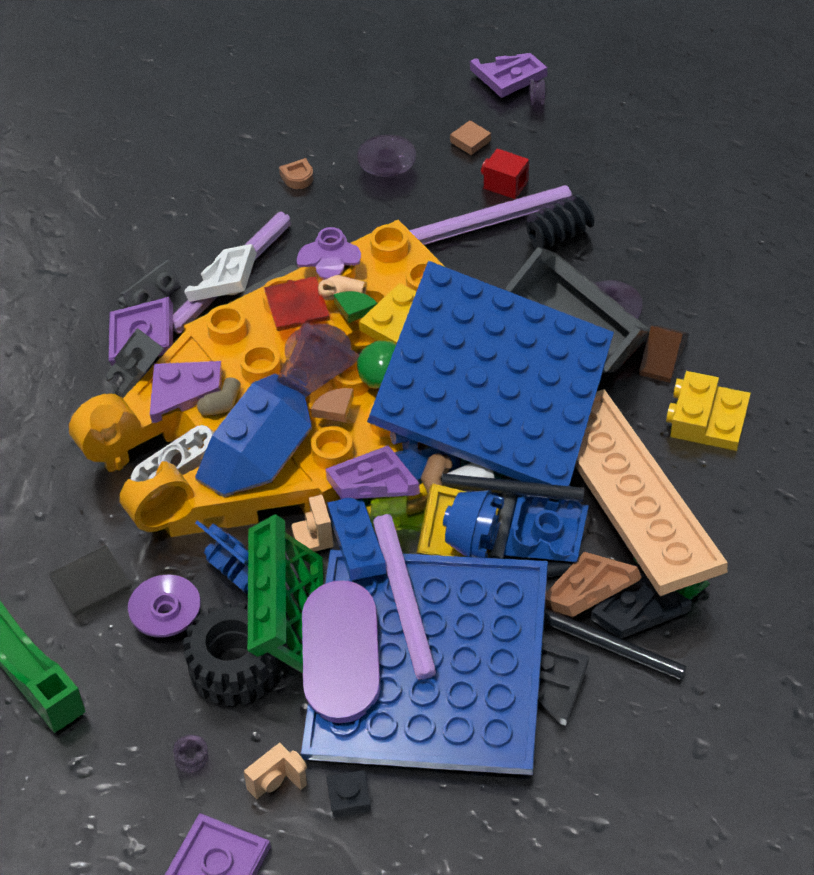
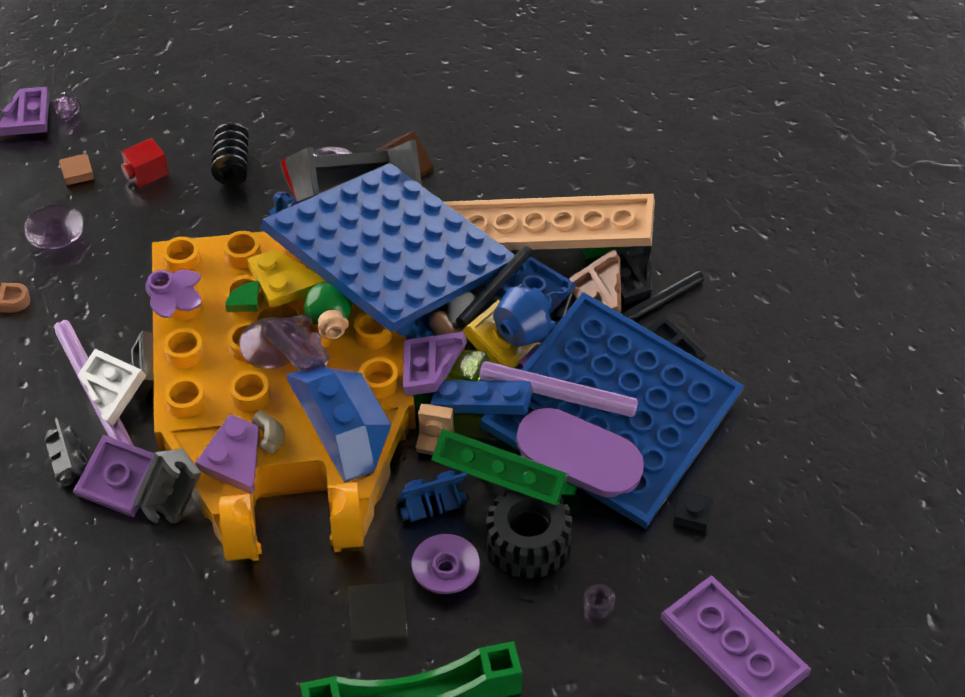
camera: 65 degrees left, 0 degrees up
(190, 458) = (314, 472): white beam -> none
(270, 769) = (652, 545): light nougat bracket -> none
(296, 303) = (208, 336): clear red piece -> none
(333, 404) = (346, 352): nougat tile -> none
(340, 284) = (216, 298): light nougat arm -> none
(356, 377) = (332, 324): none -> light nougat plate
(490, 215) = (181, 188): lavender axle -> none
(707, 411) = (482, 159): yellow plate -> none

